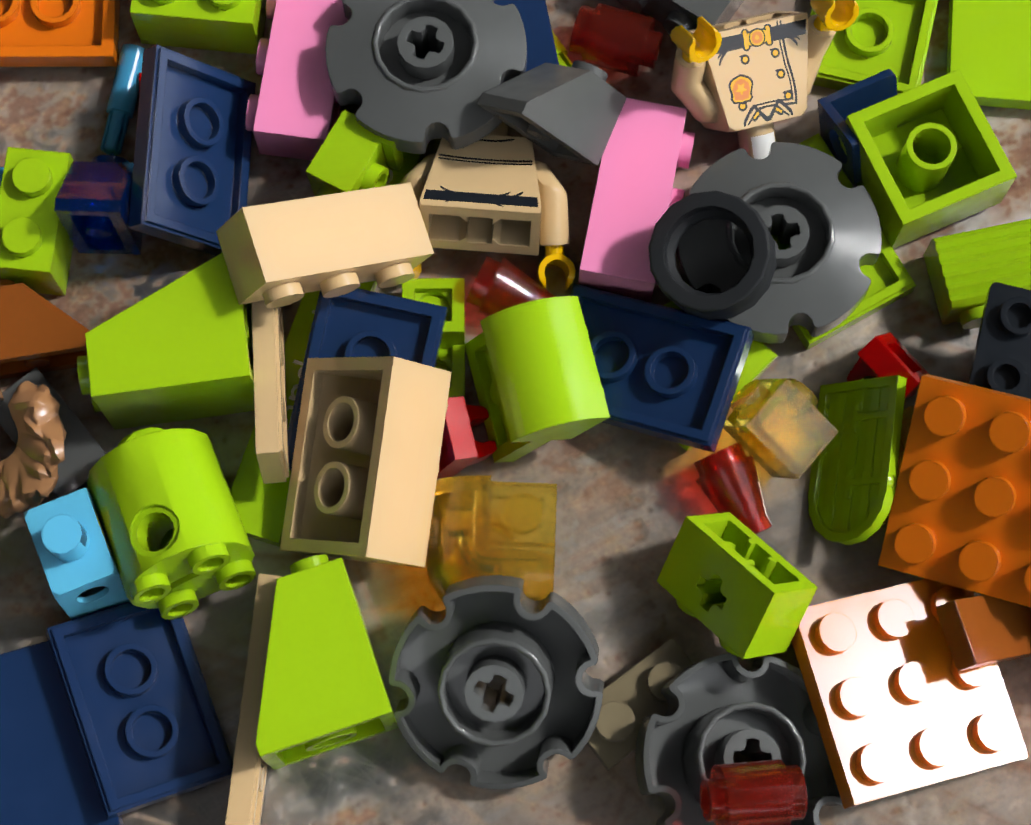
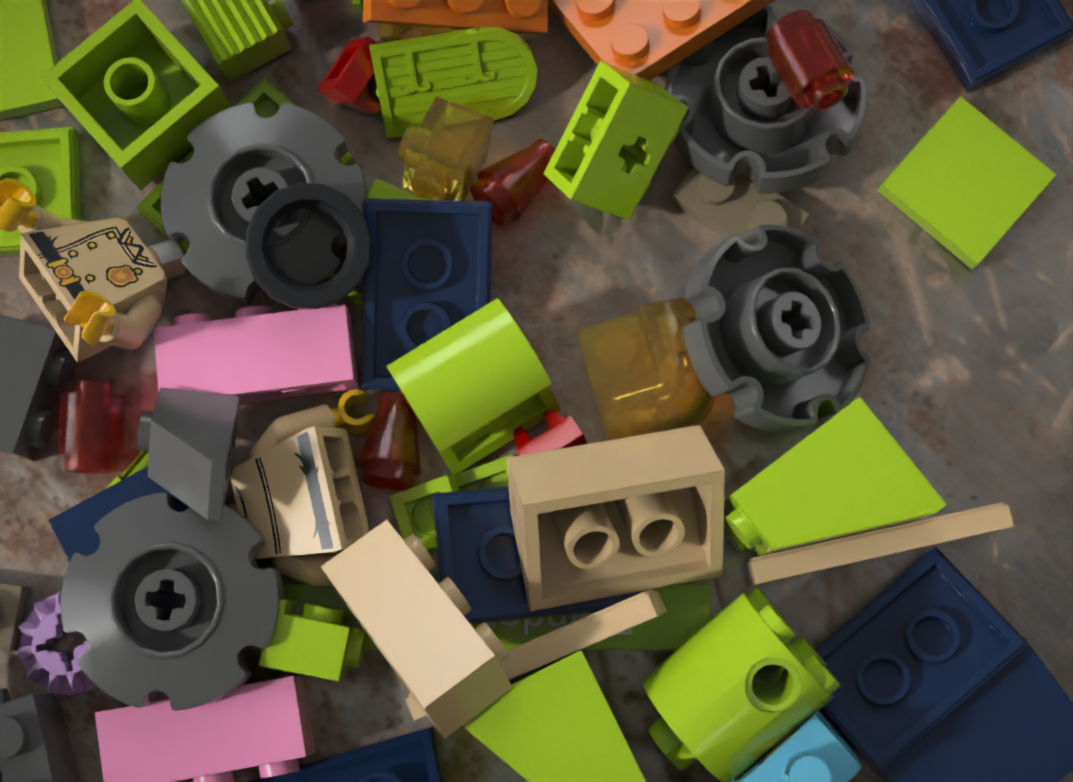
camera: 105 degrees left, 5 degrees up
(838, 105) = (104, 182): dark blue bracket -> none

